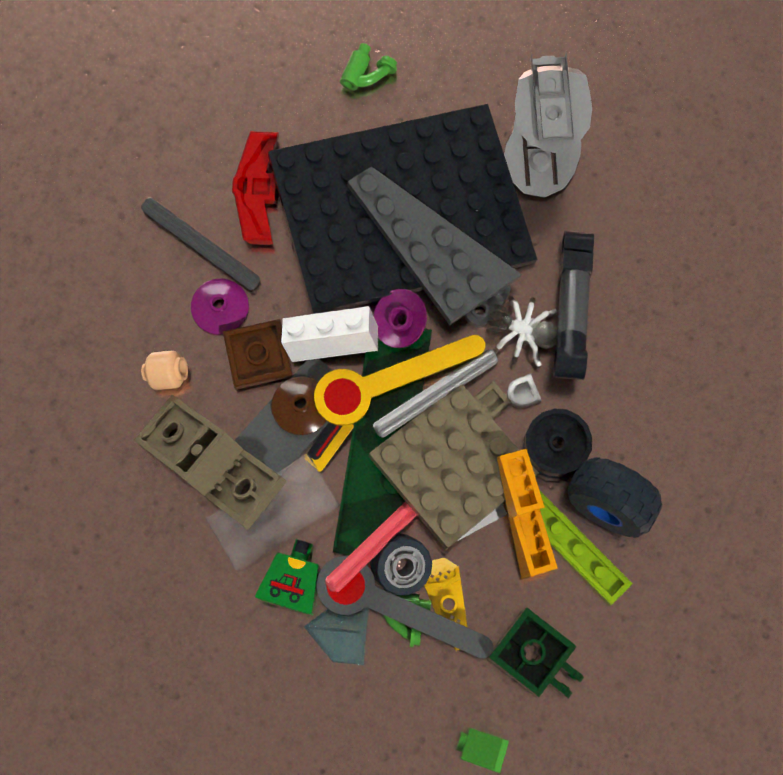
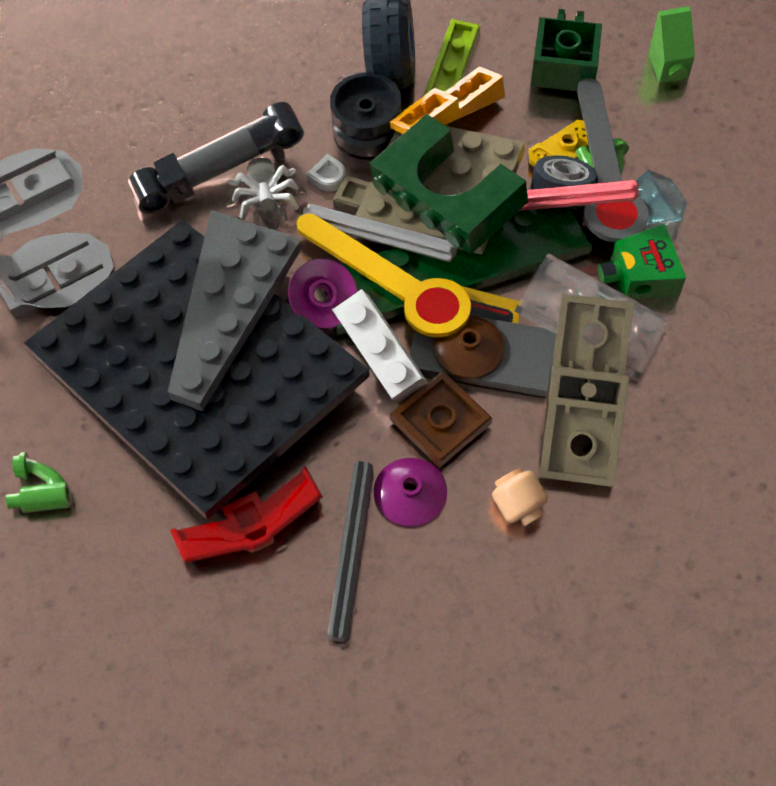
camera: 120 degrees left, 15 degrees down
(464, 426) = (463, 218): none -> dark green arch

